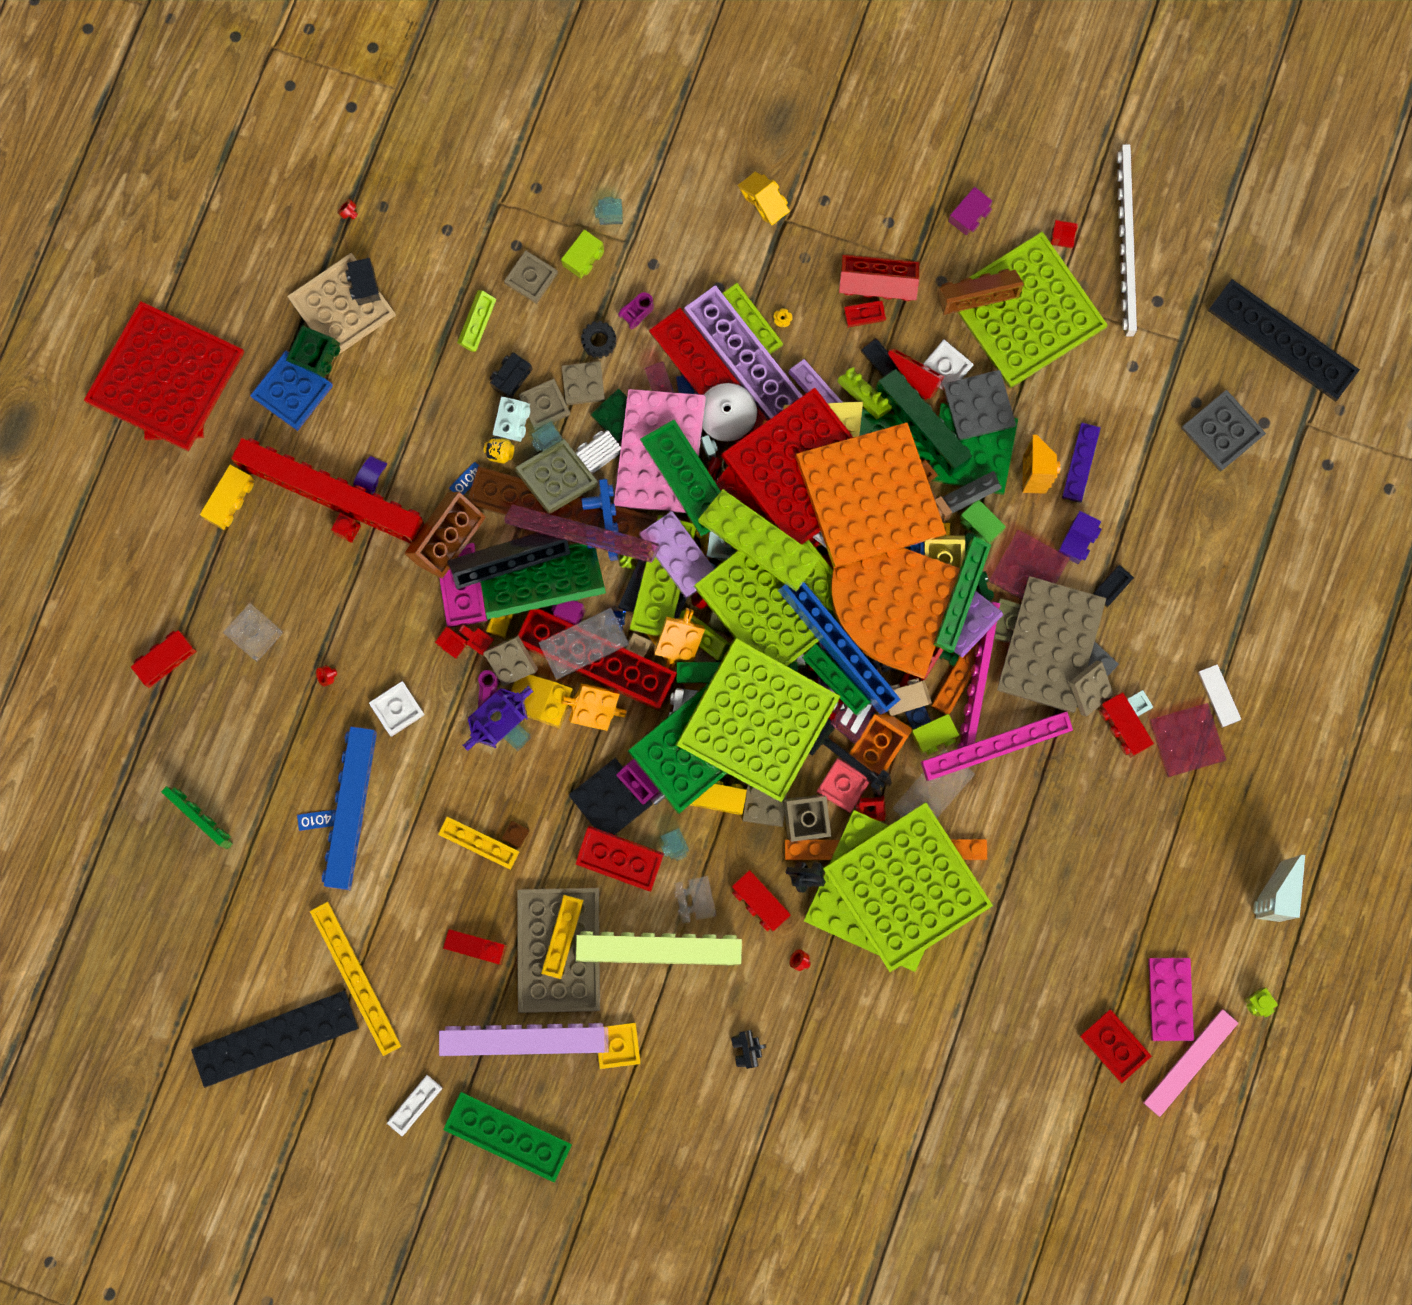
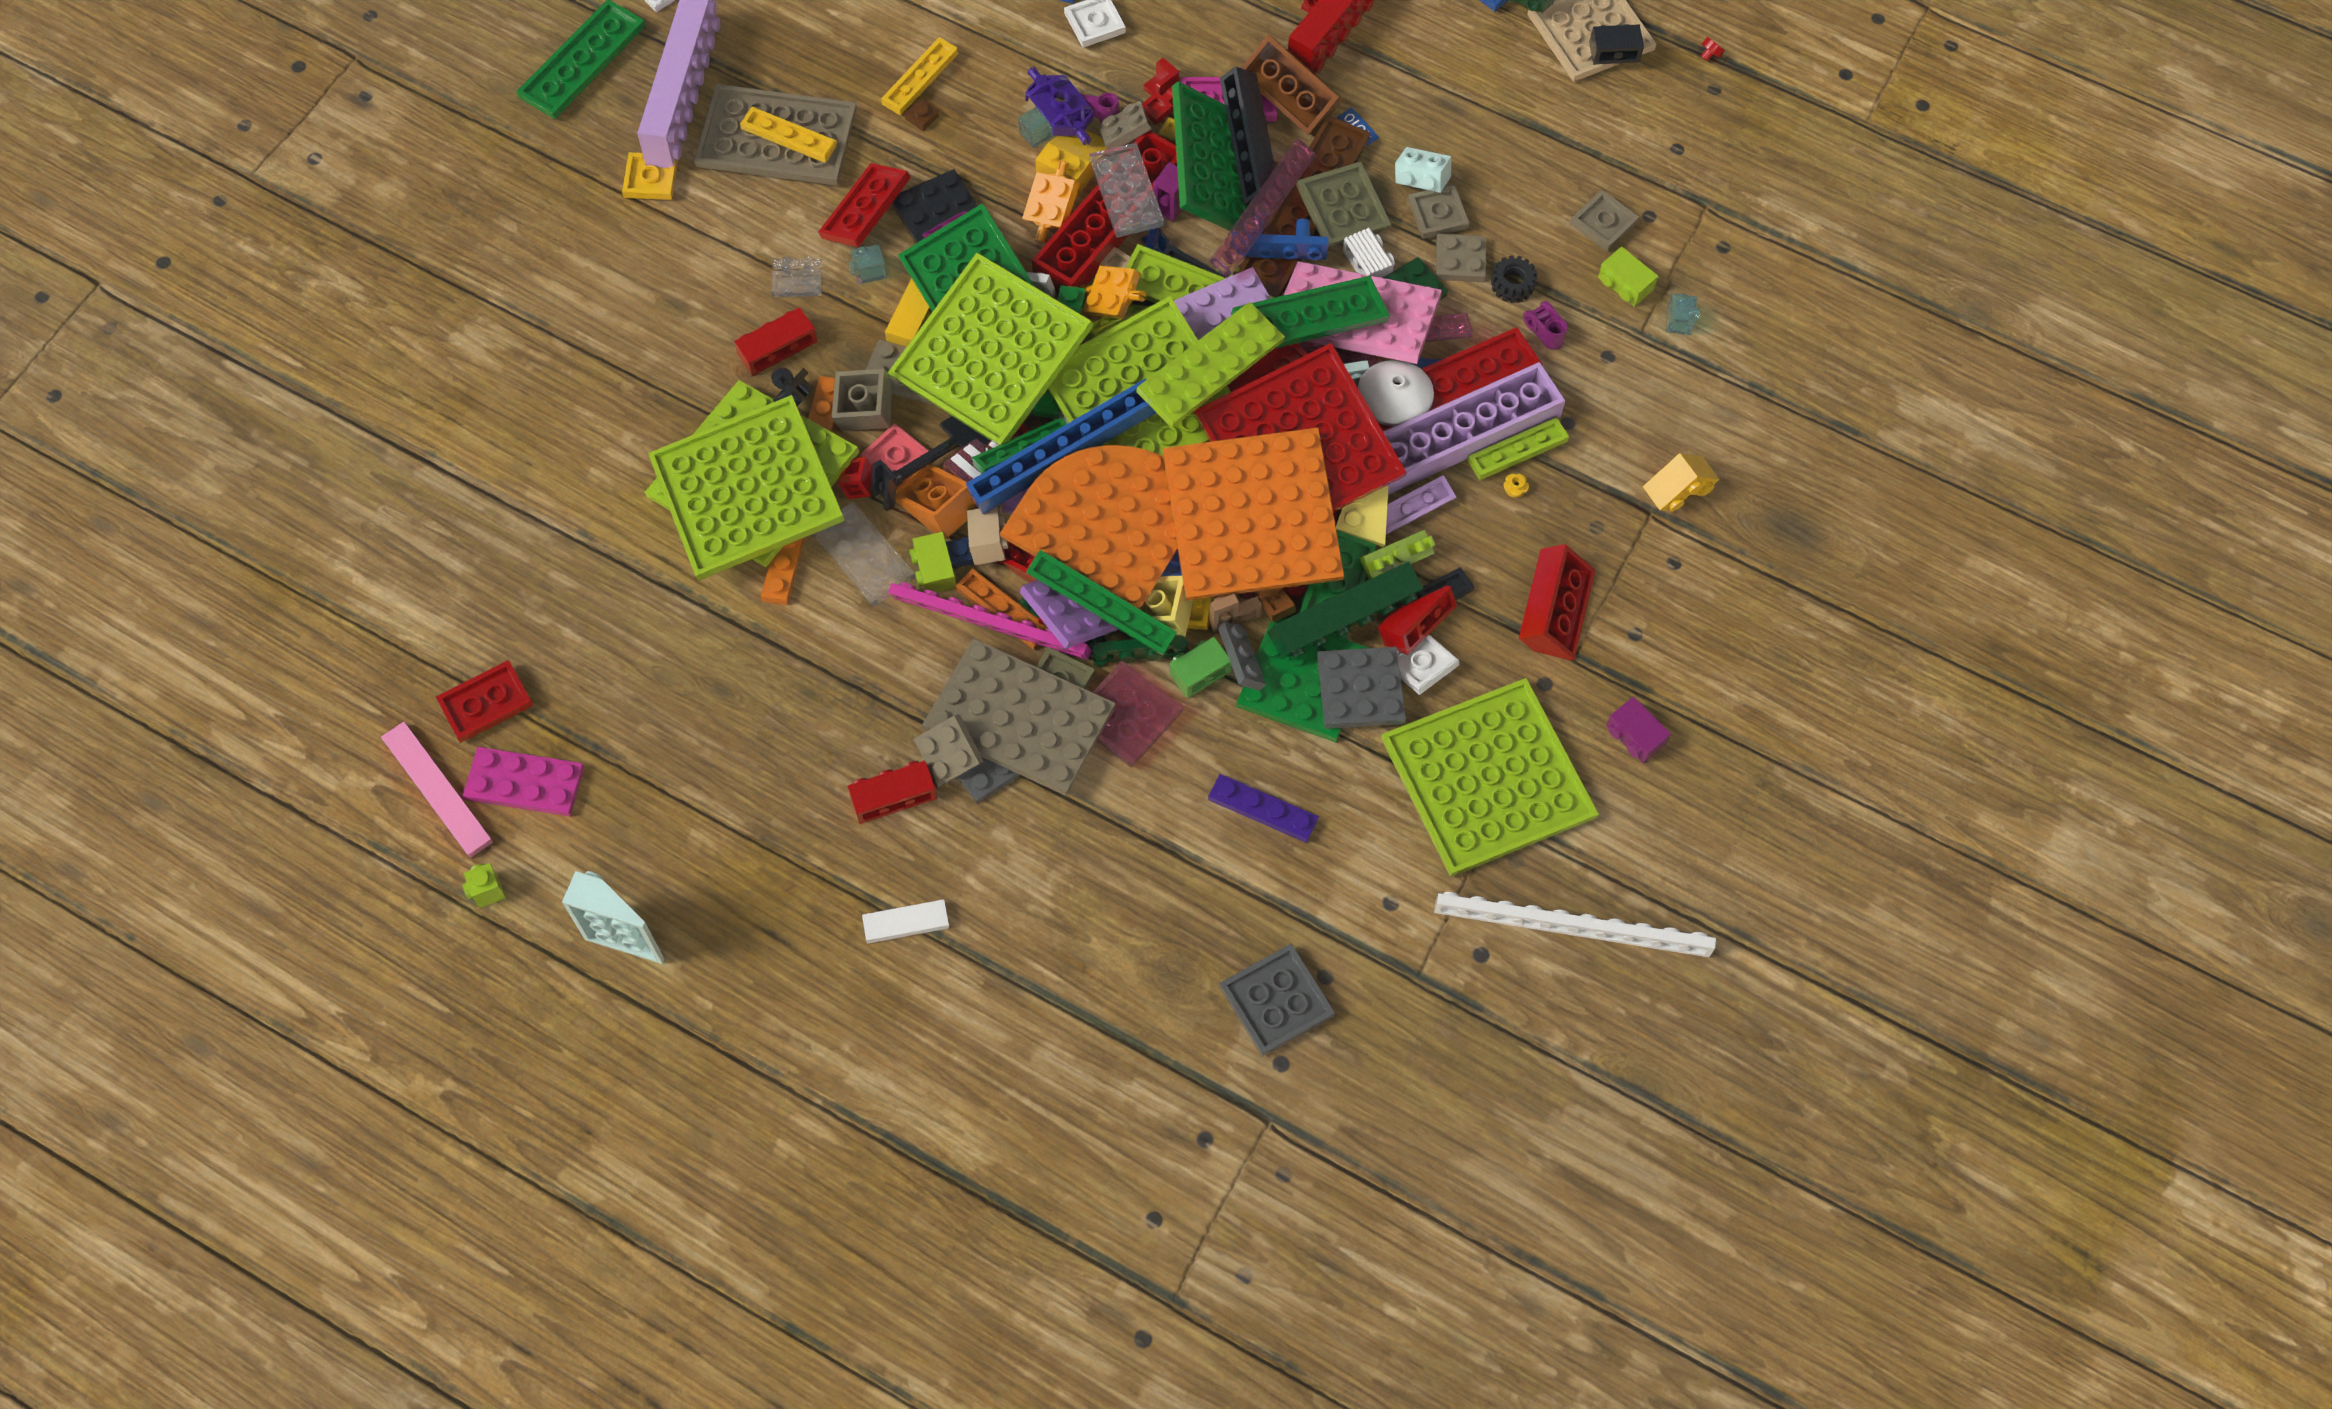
camera: 95 degrees right, 15 degrees down
(369, 474) = (1378, 25): dark purple panel -> none
(475, 947) = (799, 59): red slope -> none
(476, 321) = (1554, 156): lime plate -> none
(499, 450) = (1386, 155): yellow head -> none
(510, 375) = (1479, 181): black brick -> none
(545, 437) = (1396, 205): clear light blue brick -> none
(658, 949) = (744, 217): yellowish green brick -> none
(751, 1049) = (605, 301): black hips -> none
(799, 960) = (693, 371): red tile -> none
(864, 314) = (1508, 579): red plate -> none
(980, 292) = (1518, 708): dark orange slope -> none
(996, 746) = (899, 623): dark pink plate -> none
(1039, 466) = (1259, 724): light orange slope -> none
(1063, 234) = (1592, 843): red panel -> none
(1080, 534) = (1157, 778): dark purple brick -> none
(1114, 585) = (1085, 816): black tile -> none
(1140, 703) = (917, 814): light aqua plate -> none
(1187, 740) = (855, 869): clear pink plate -> none
(1283, 340) = (1396, 1111): black plate -> none

